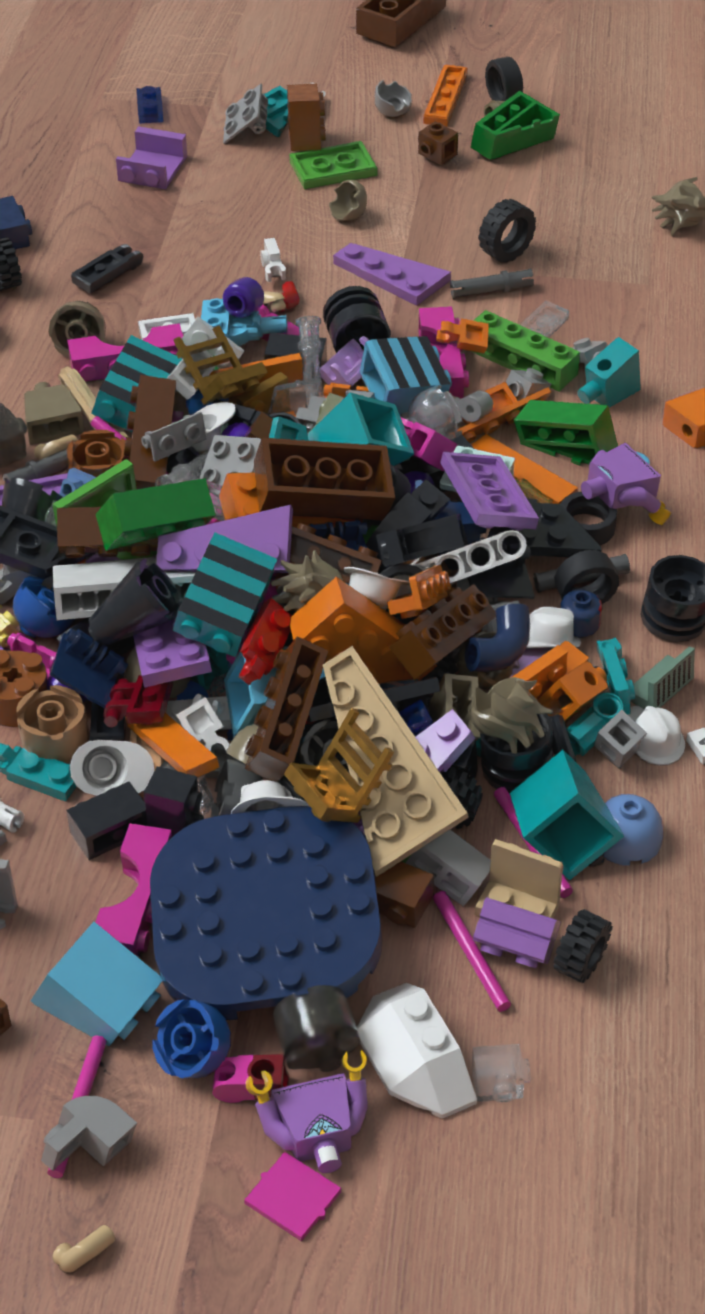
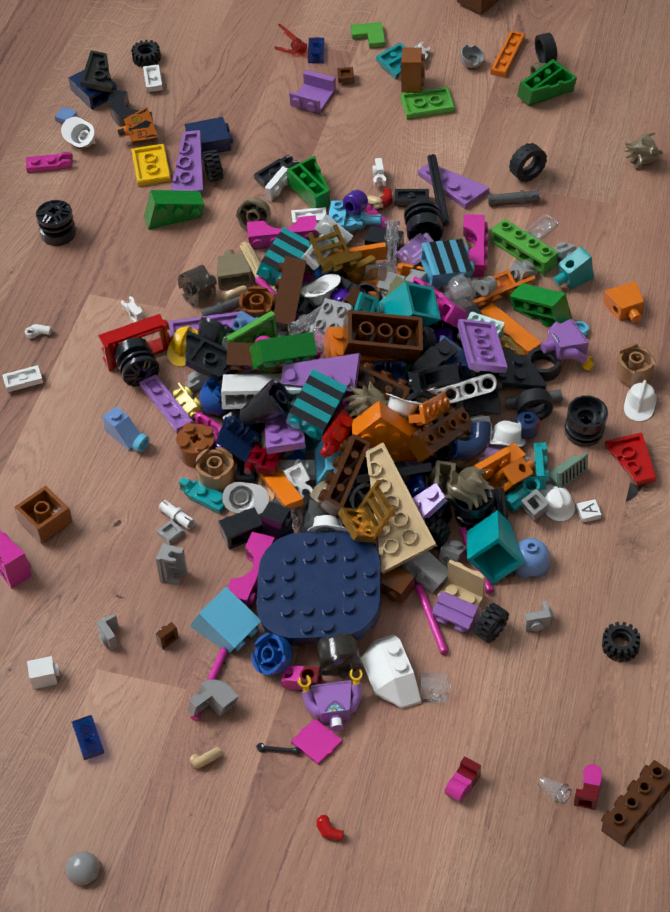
camera: 10 degrees right, 5 degrees up
(110, 285) = (276, 184): none -> white plate
(118, 98) = (297, 44): none -> clear red plant
(163, 280) = (309, 183): none -> green wedge
(175, 436) = (302, 297): light grey hinge -> none
(189, 1218) = (261, 748): none -> black hinge
(200, 134) = (345, 75): none -> reddish brown plate
(233, 76) = (372, 31): none -> bright green tile
(247, 112) = (377, 63): light grey hinge -> none
(317, 292) = (405, 197): none -> black plate
(350, 201) = (433, 132): dark tan hair -> none
(369, 271) = (437, 188): none -> black axle
(438, 143) = (495, 92): reddish brown brick -> none
(468, 333) = (490, 236): orange plate -> none
(488, 827) = (453, 551): none -> light grey bracket
(583, 1242) = (463, 779): none -> leg
(664, 934) = (539, 620): none -> light grey bracket

